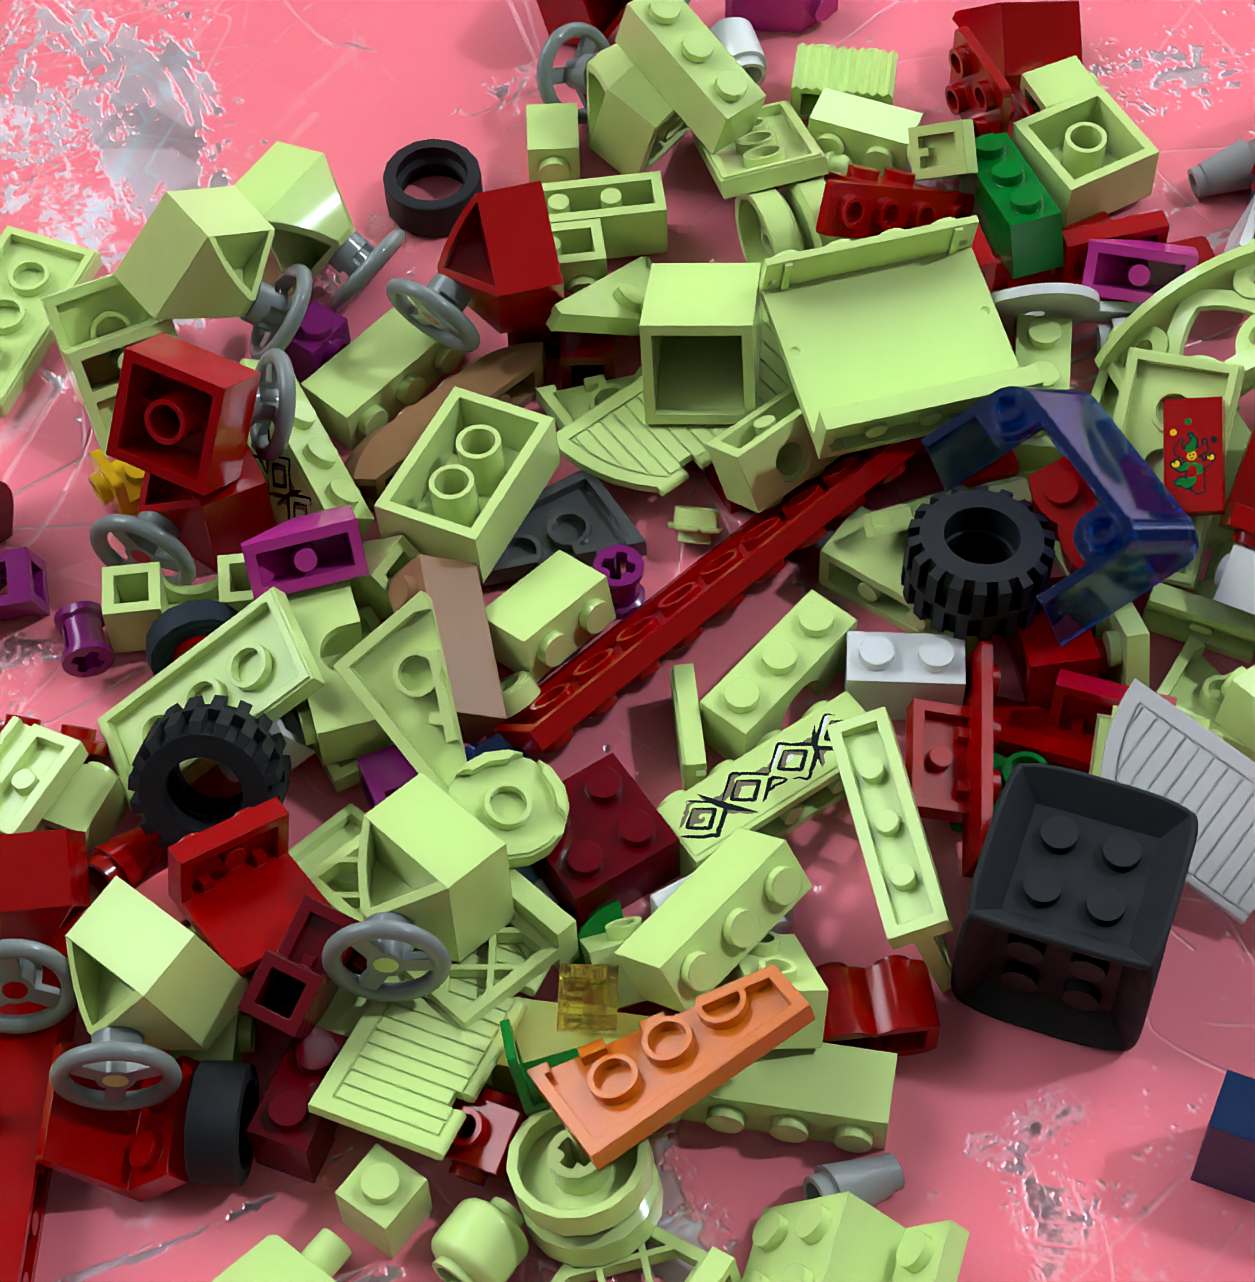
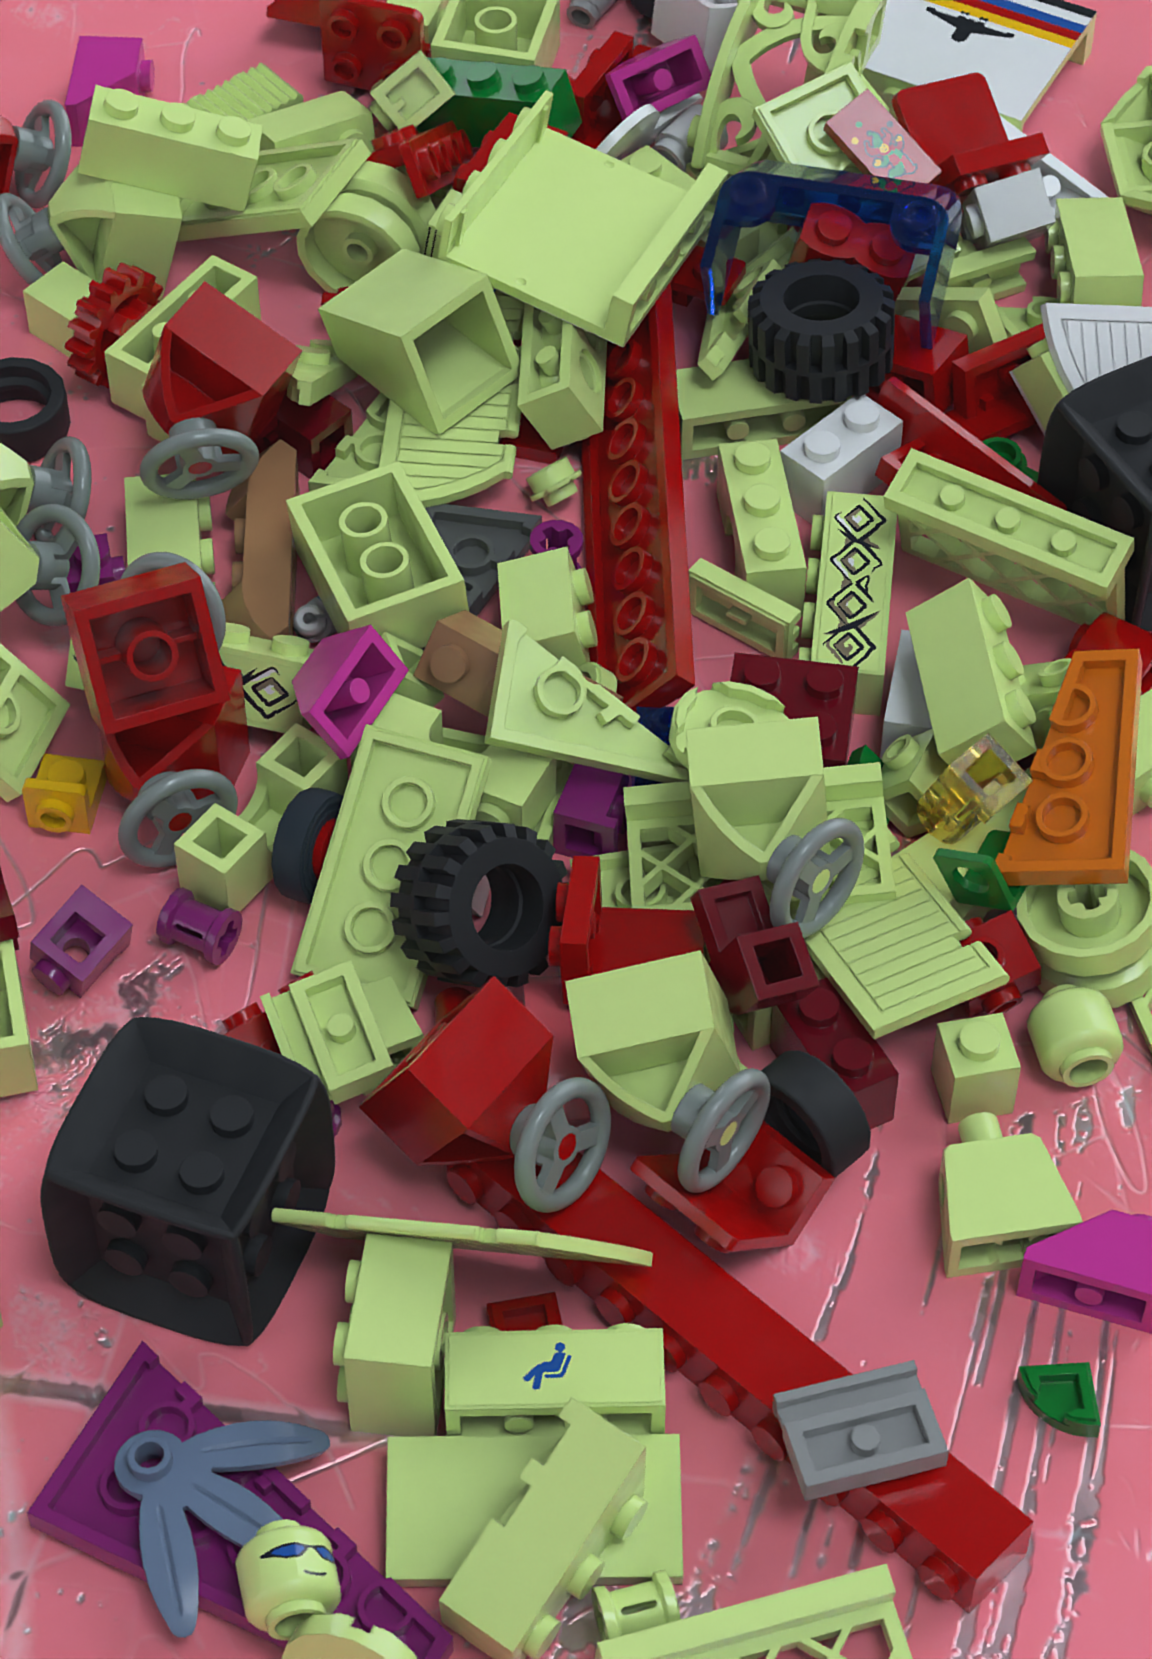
camera: 50 degrees left, 5 degrees down
(545, 159) = (106, 316): none -> red gear

